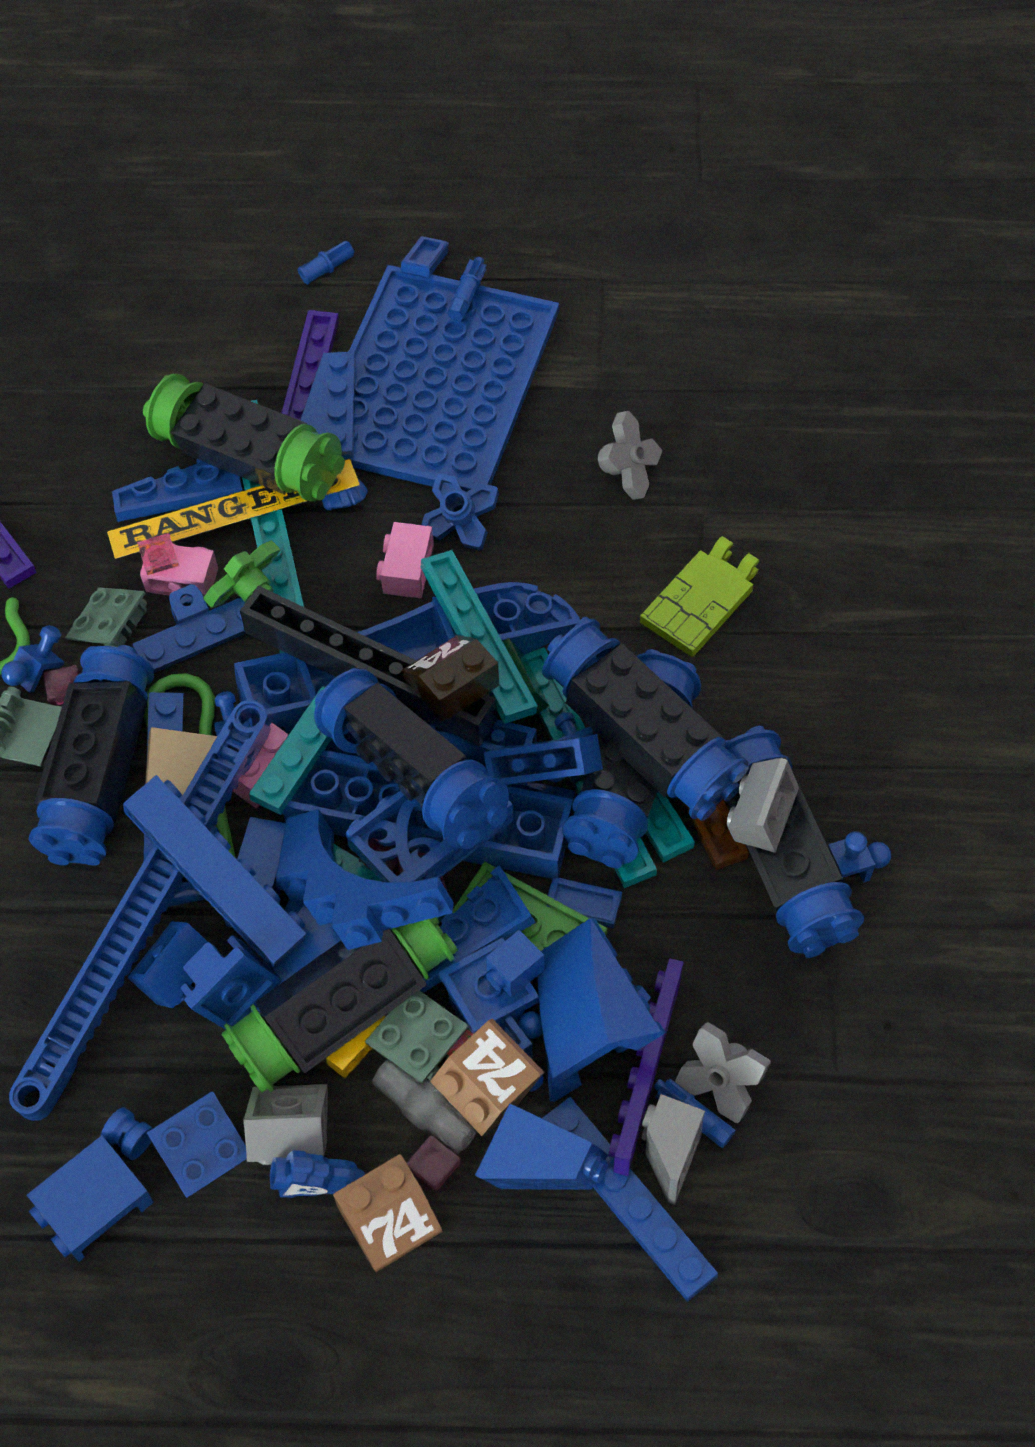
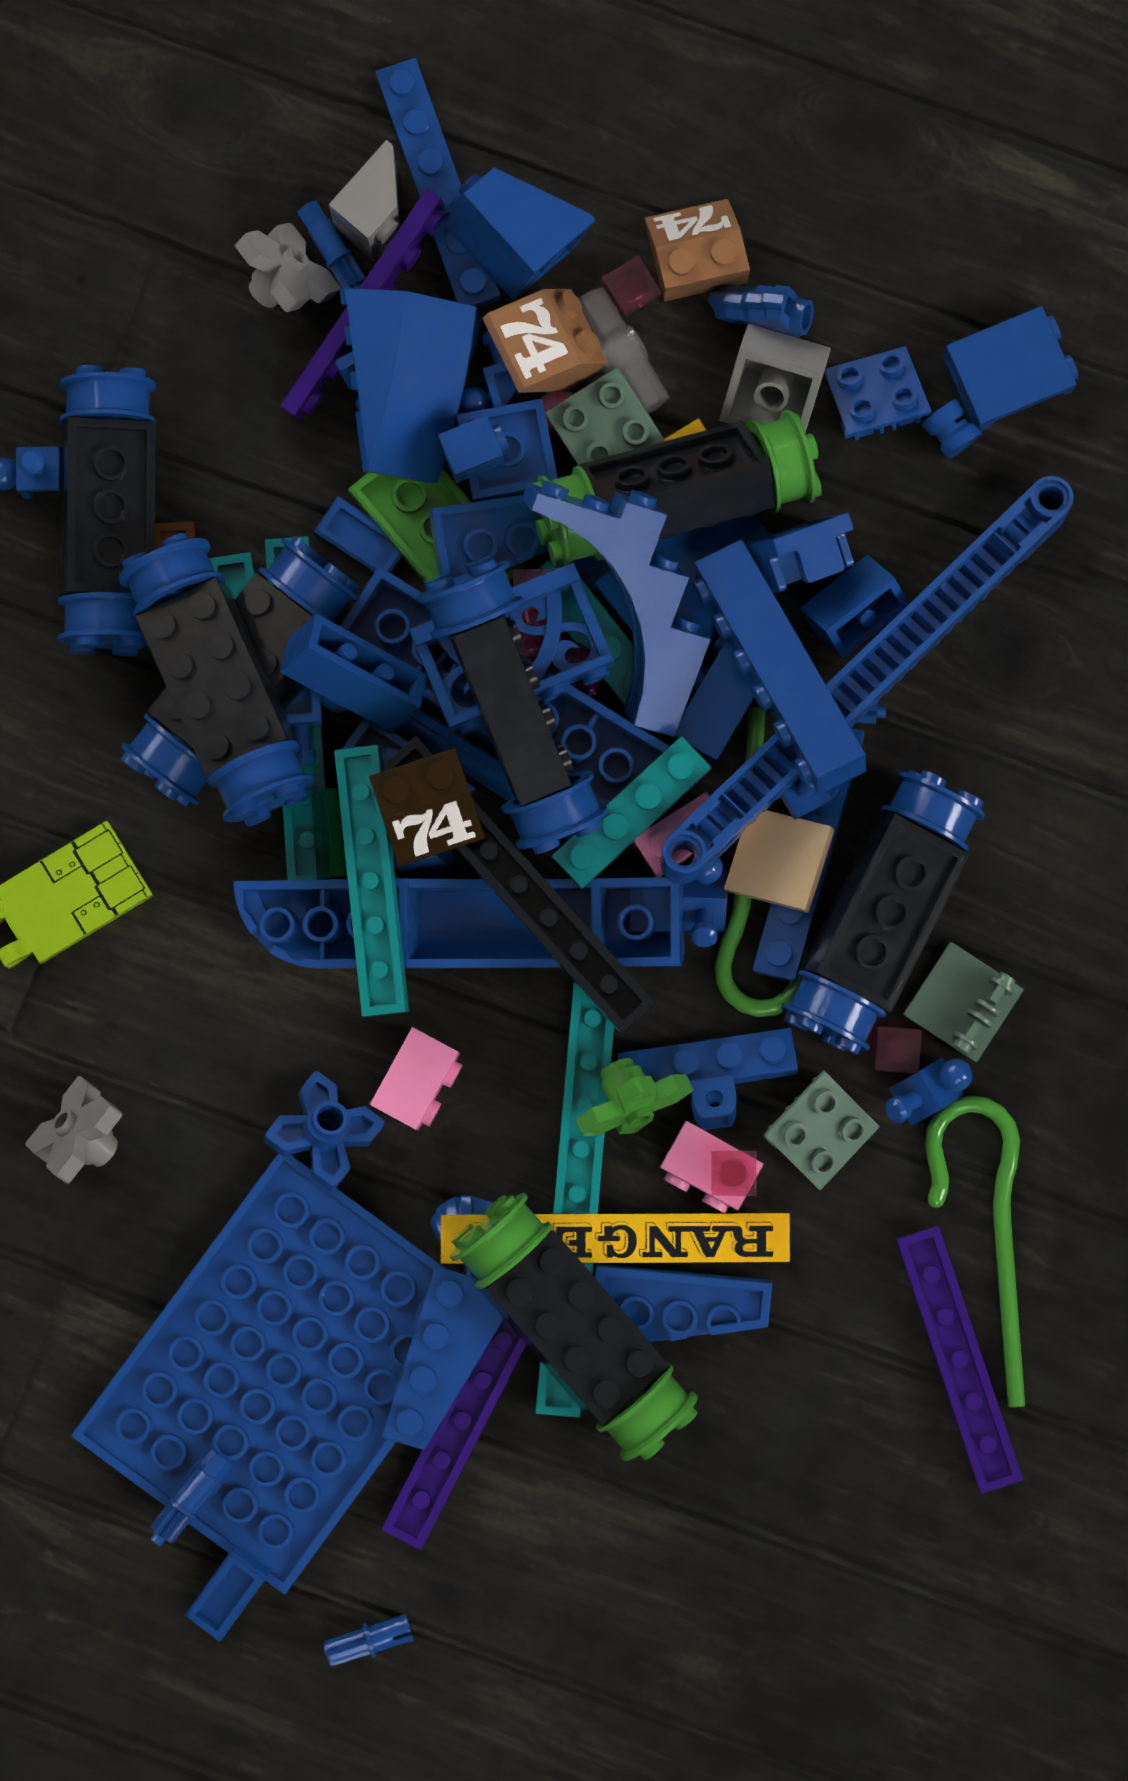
camera: 165 degrees left, 25 degrees up
(763, 804) = (123, 525): light grey slope -> none

